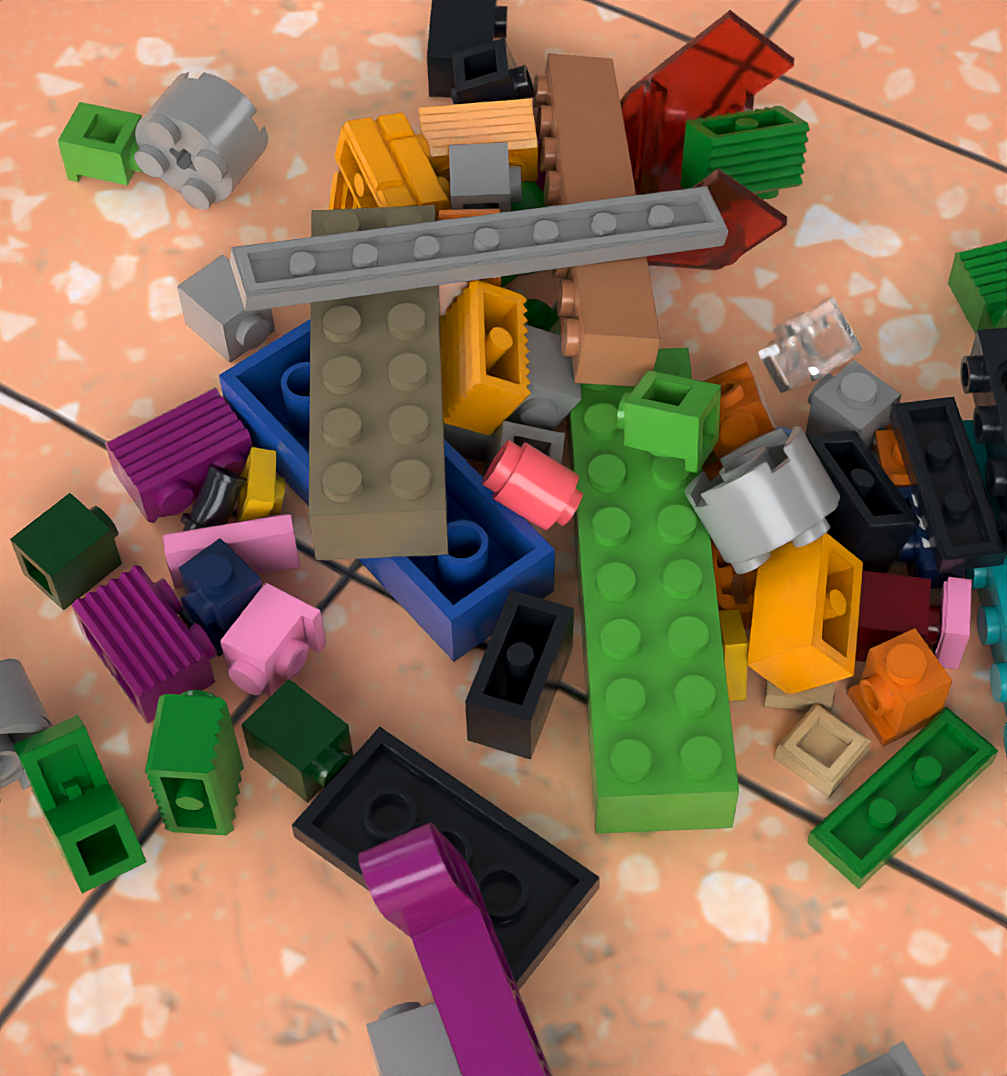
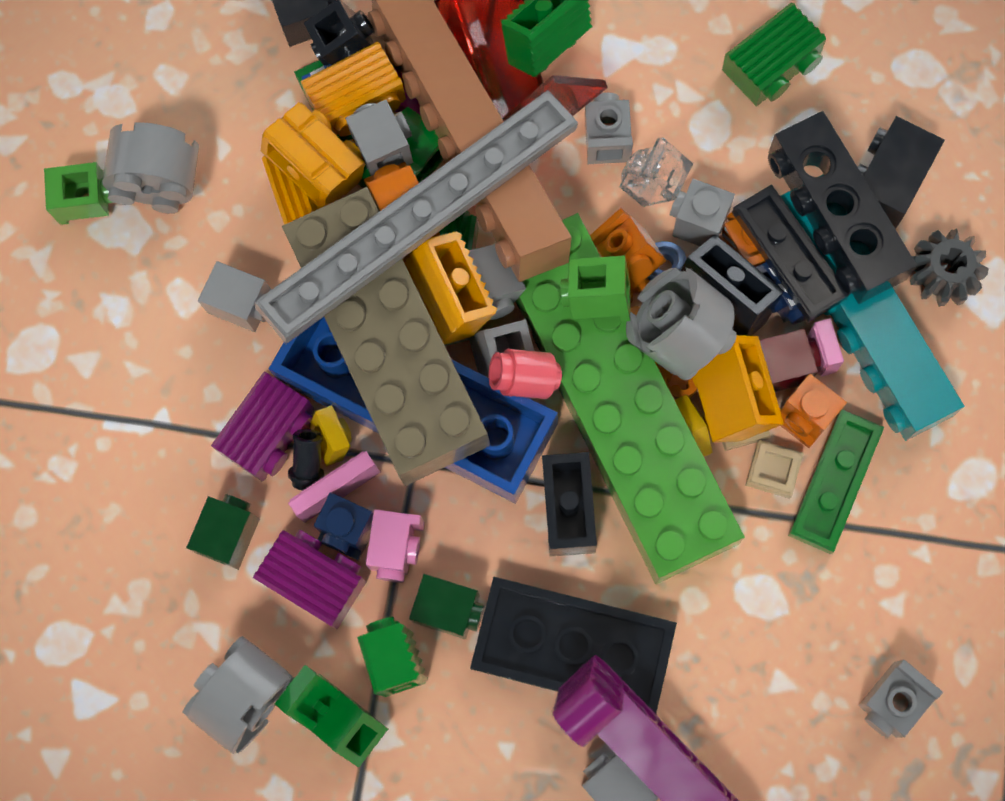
camera: 15 degrees left, 20 degrees up
(773, 279) = (607, 142): none -> light grey brick

